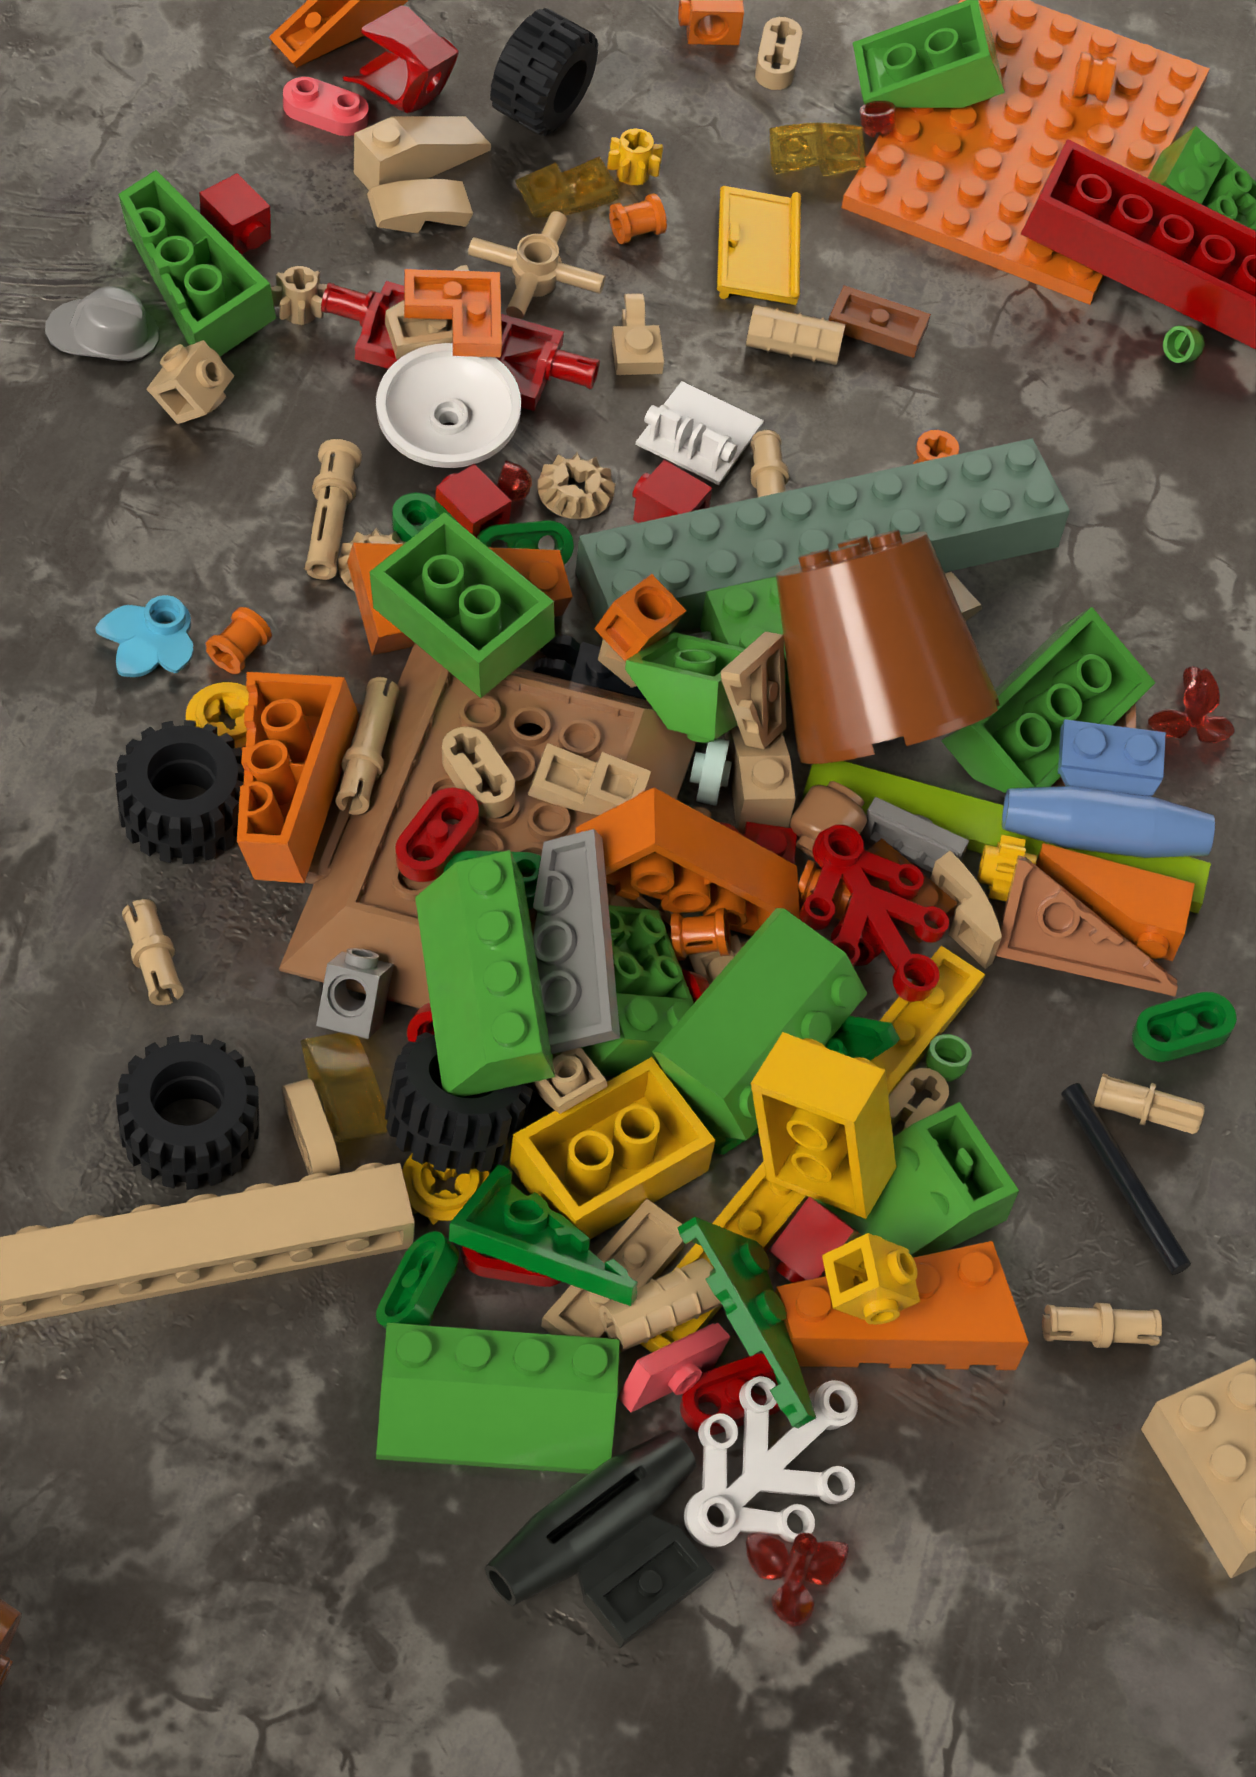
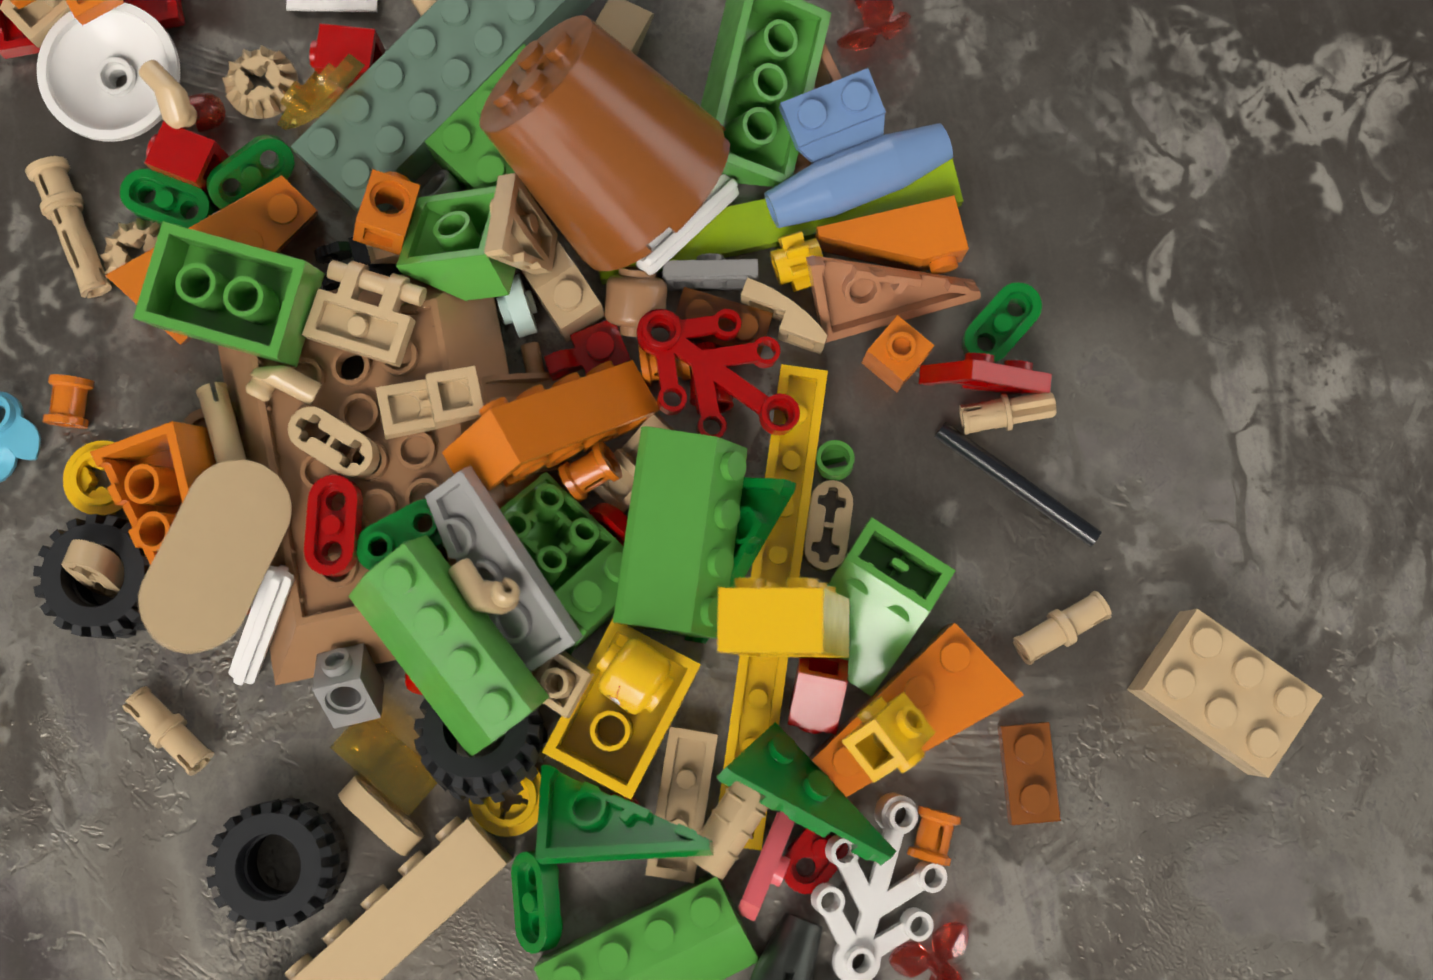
camera: 20 degrees left, 25 degrees up
(188, 764) = (94, 567): none -> tan beam
(306, 898) = (261, 625): none -> white axle
(317, 797) = (214, 556): none -> tan tile
(459, 696) = (283, 378): none -> tan arm
(494, 447) = (170, 95): none -> tan arm
(549, 945) = (484, 595): none -> tan arm
(564, 693) = (359, 326): none -> tan plate
(613, 512) = (318, 93): none -> clear yellow slope
(647, 1105) = (634, 676): none -> yellow head
(878, 1434) = (934, 836): none -> orange bush
(916, 780) = (670, 243): none -> white axle
(993, 1446) = (1029, 773): none -> dark orange plate
(1063, 994) = (897, 353): none -> orange brick
(1145, 1054) = (982, 374): none -> red wing

